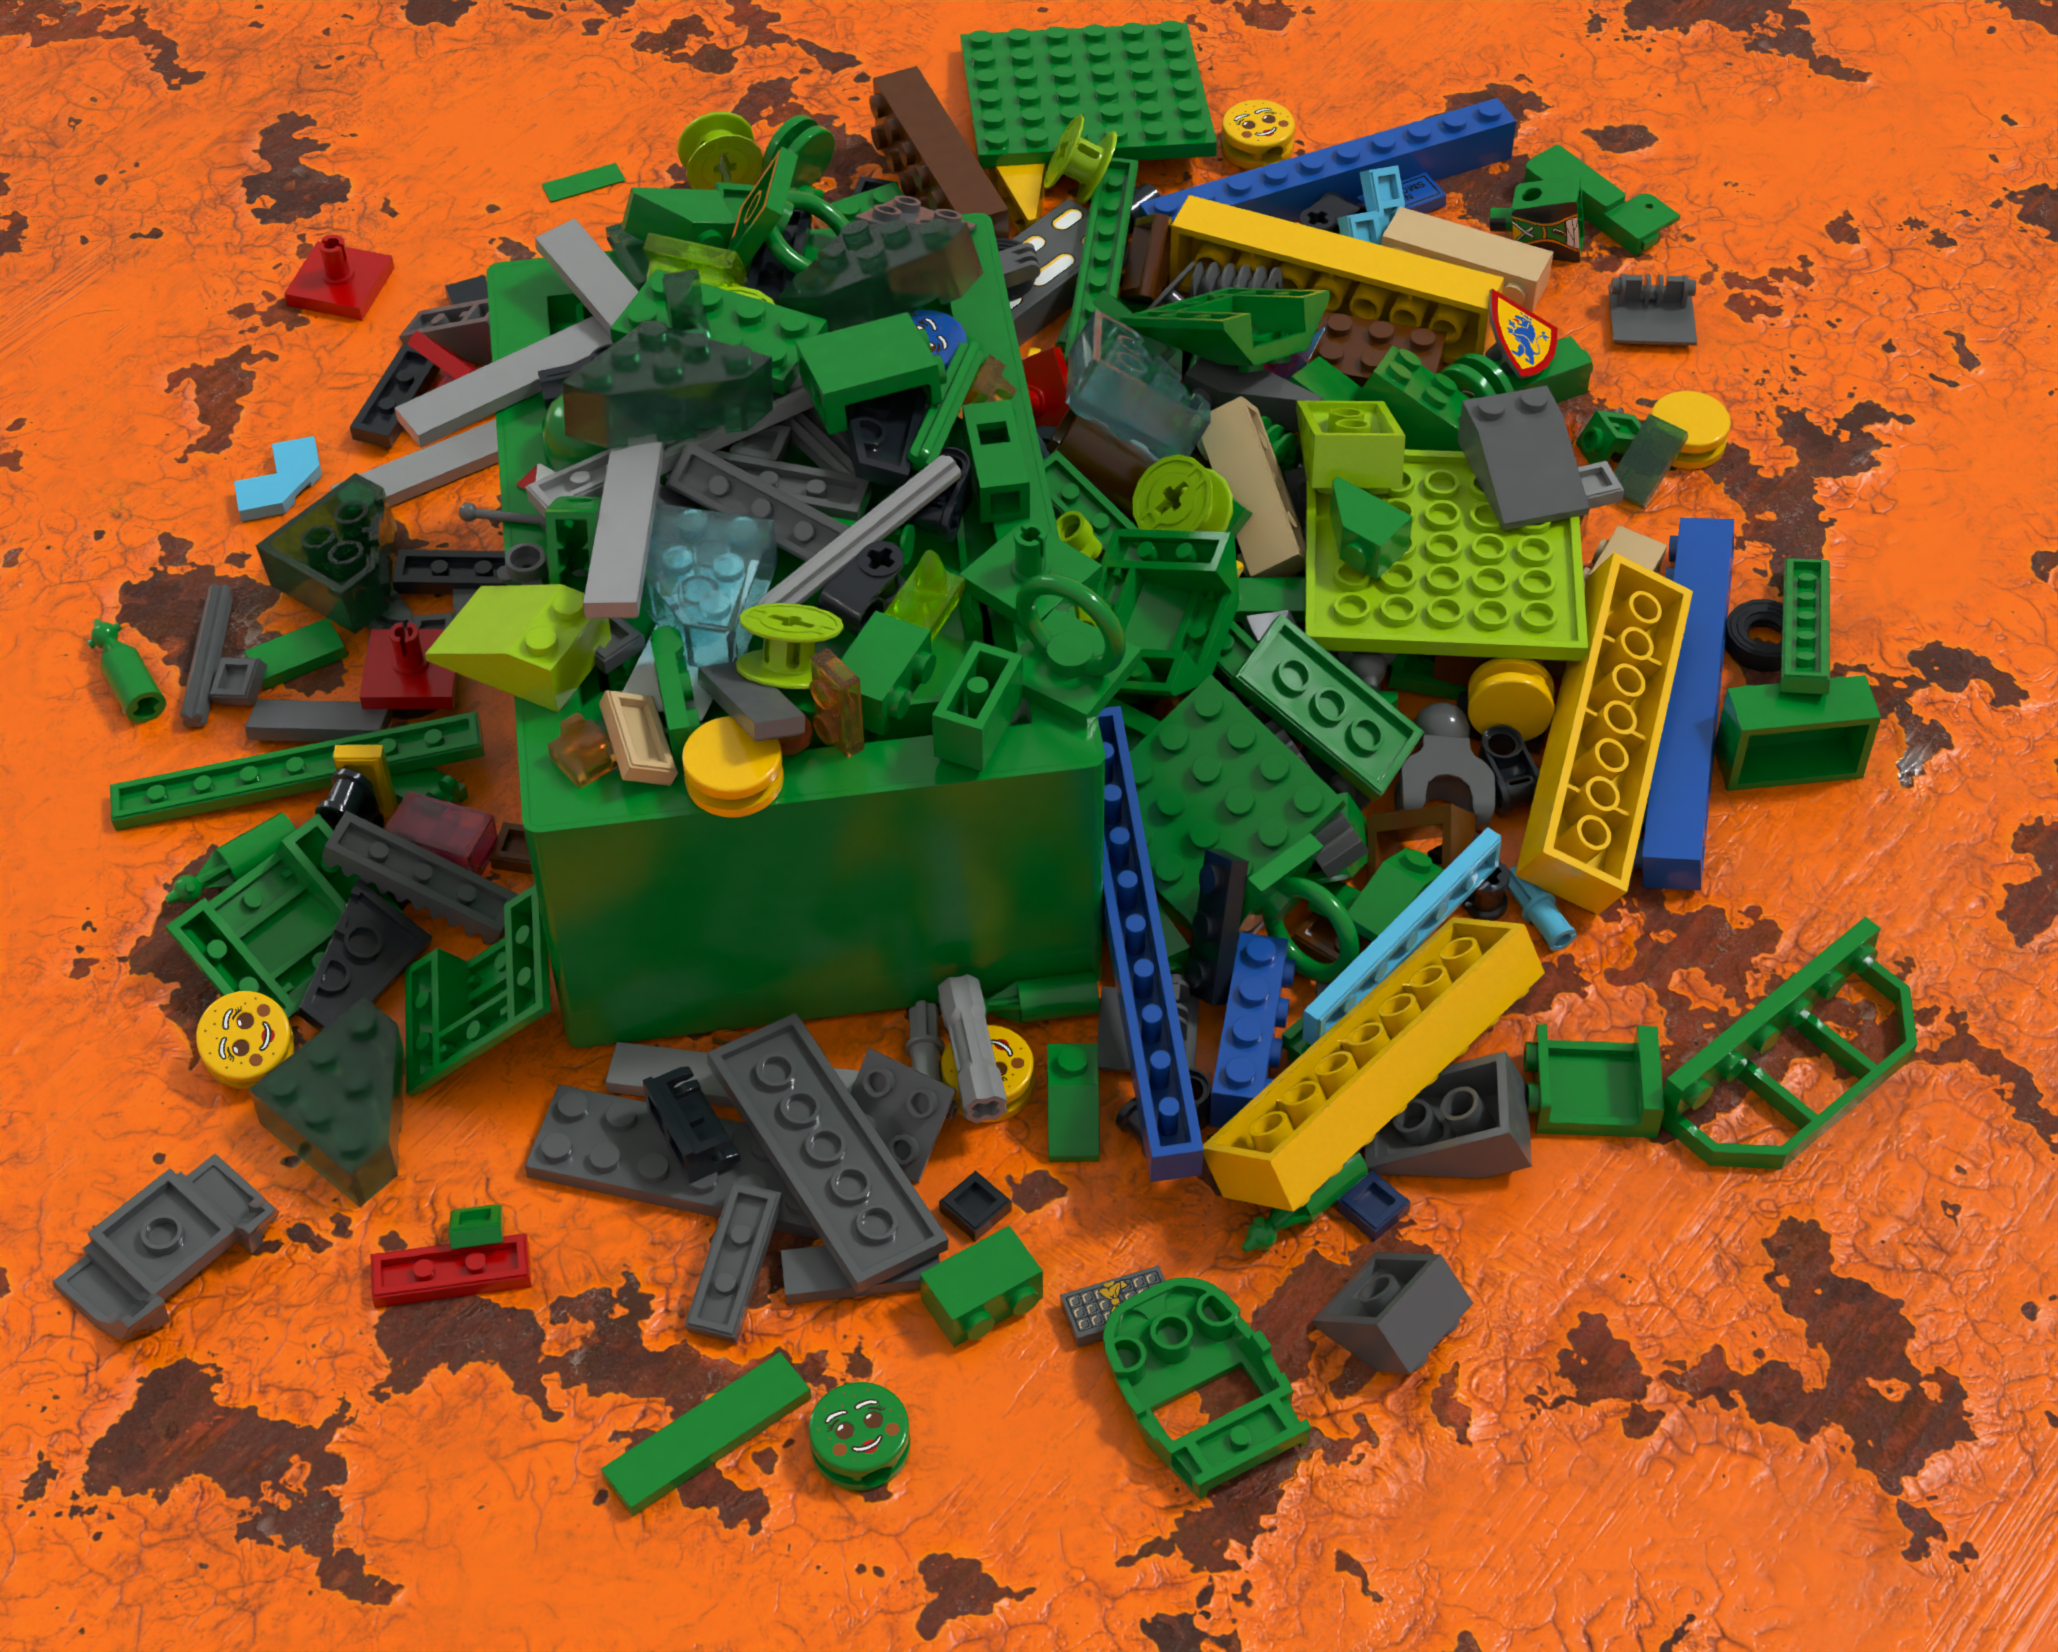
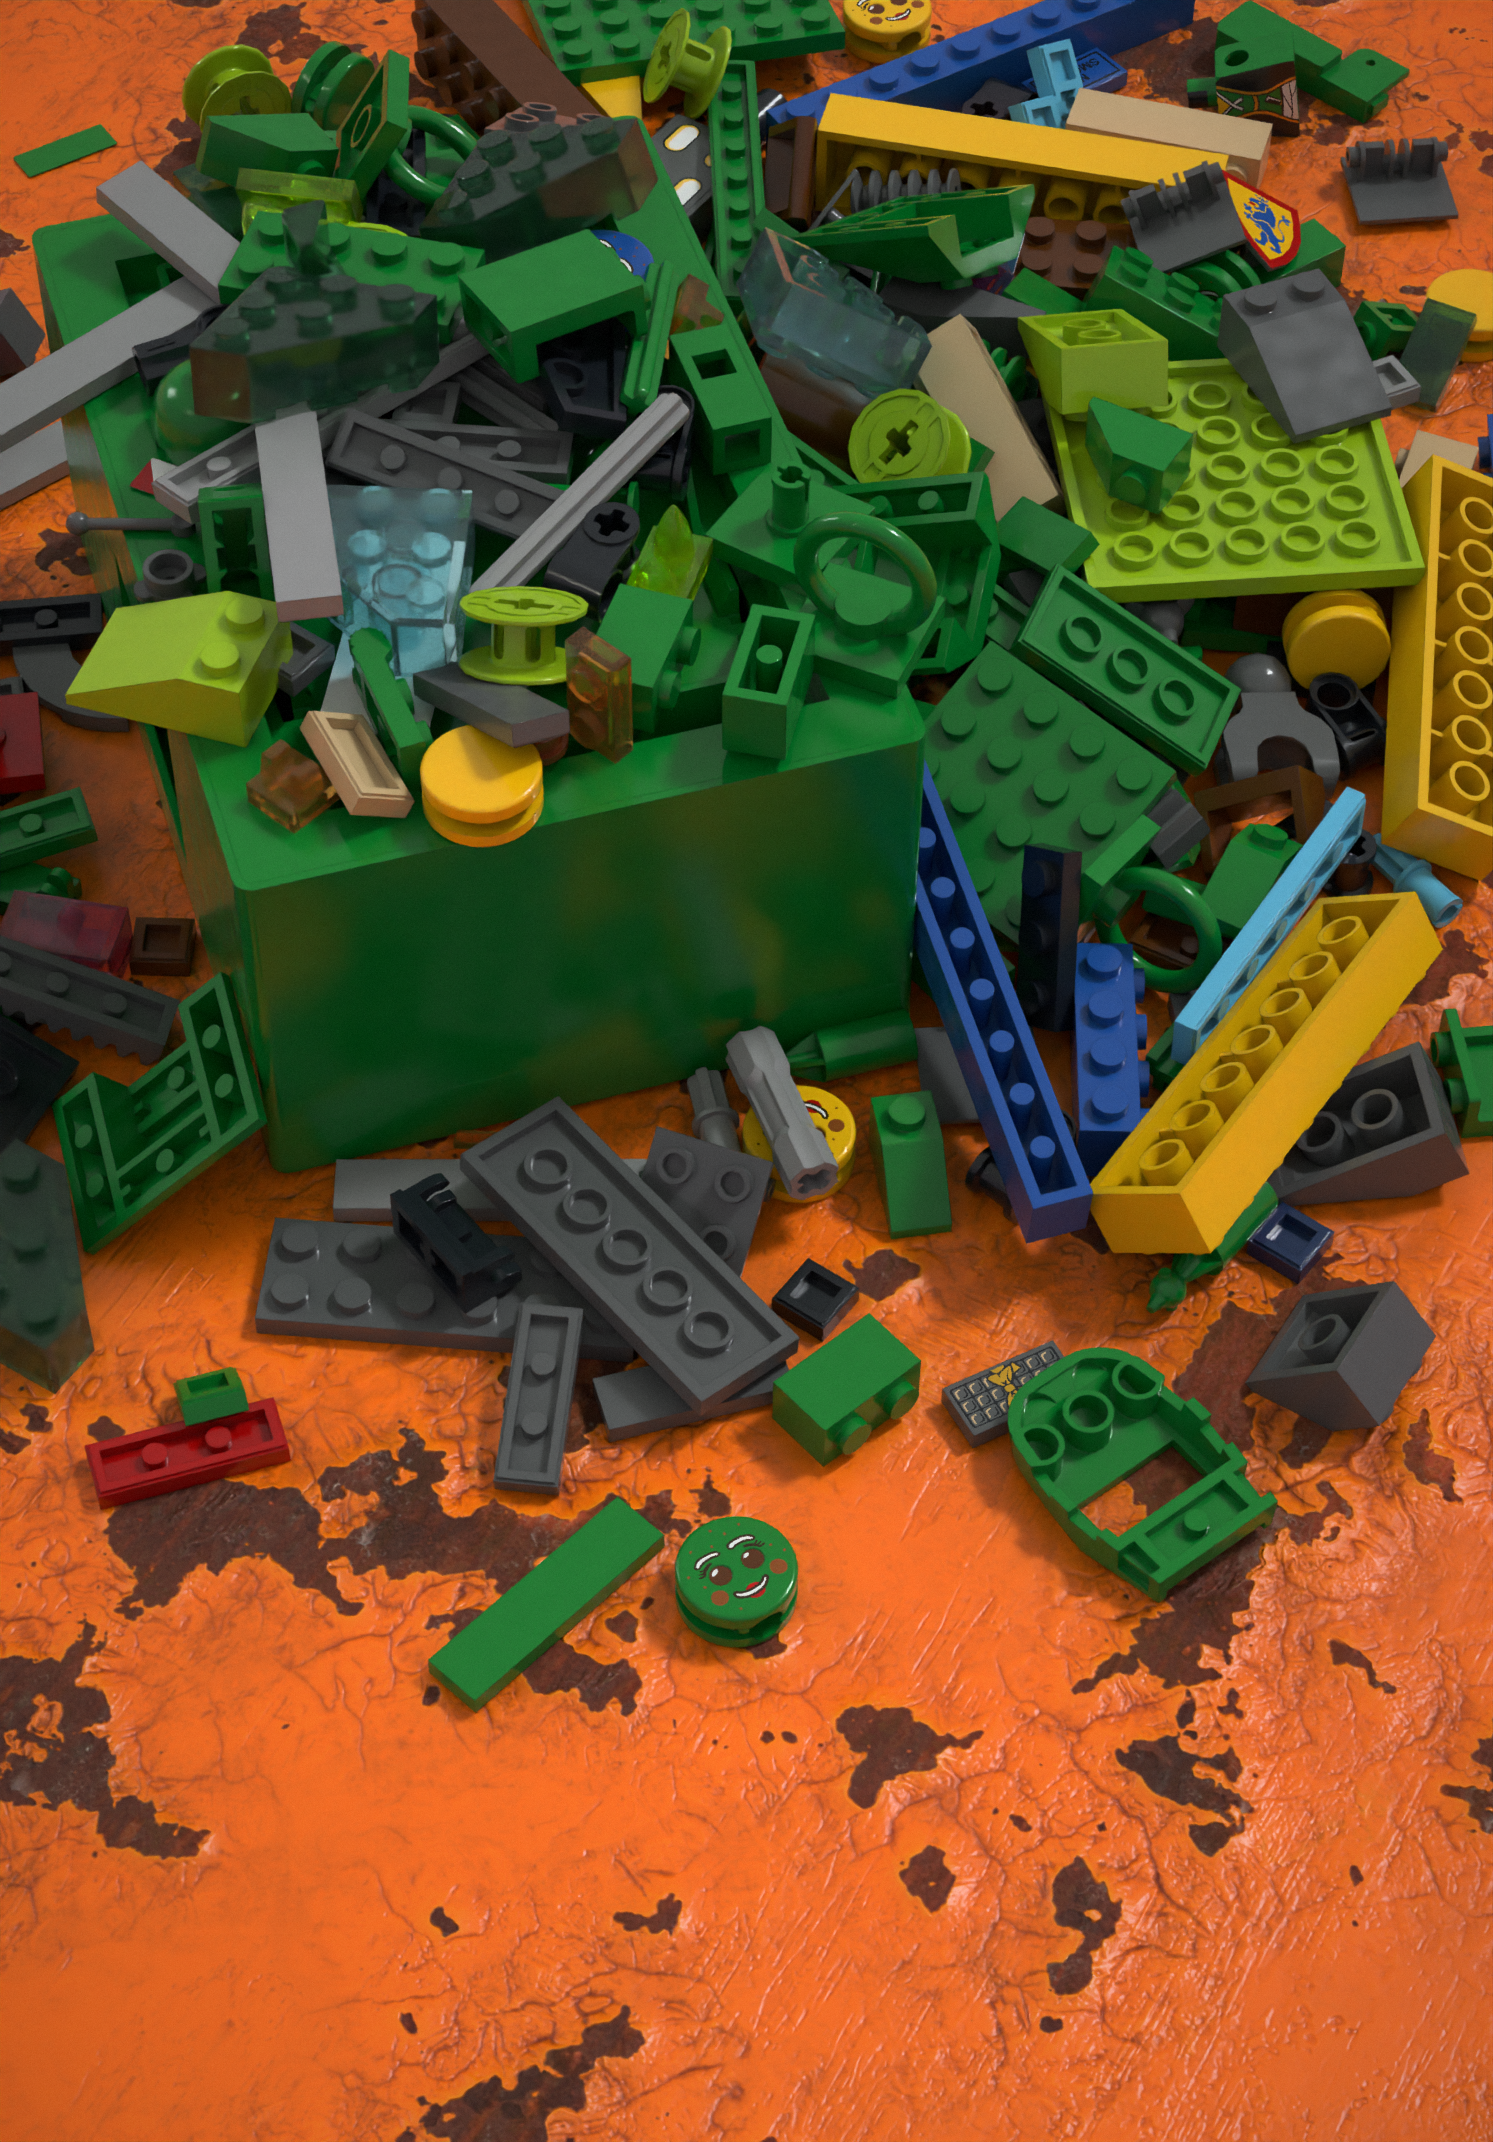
camera: 10 degrees left, 0 degrees up
(1277, 589) = (1043, 538): none -> green tile
(1455, 329) = (1186, 219): none -> dark grey hinge

